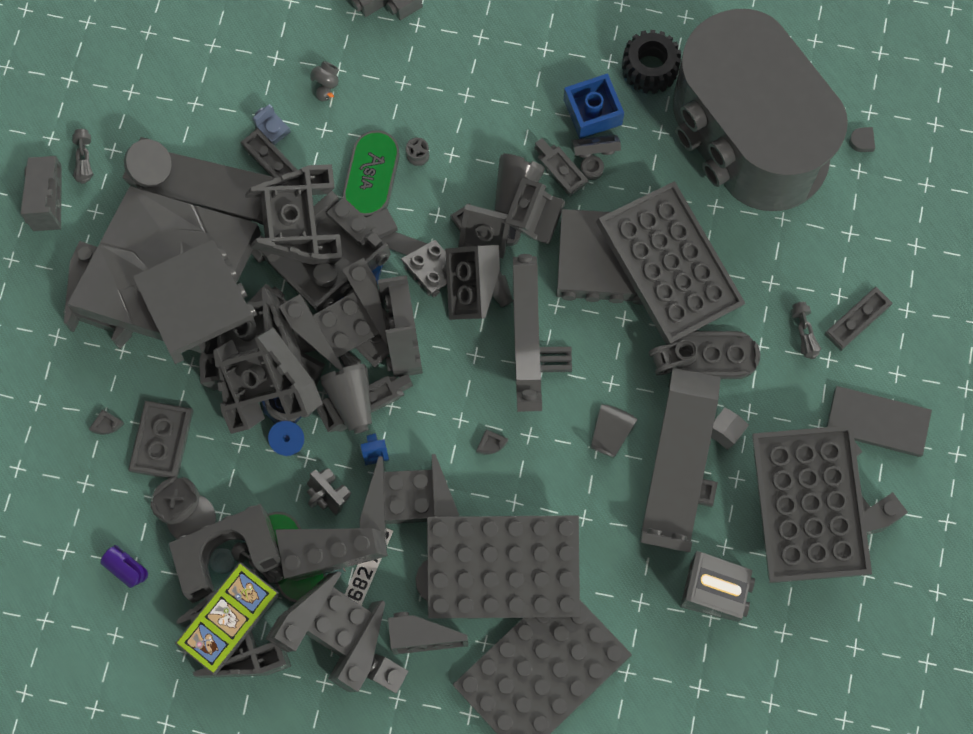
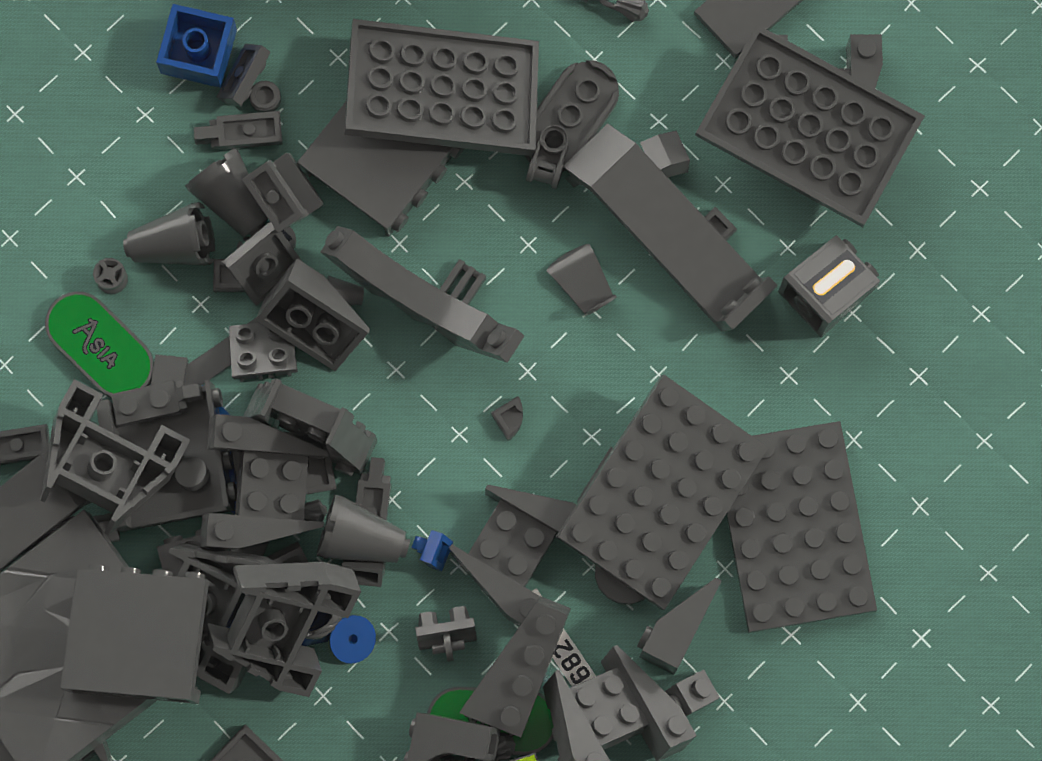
camera: 60 degrees left, 5 degrees up
(466, 172) = (175, 238): none -> dark grey cone

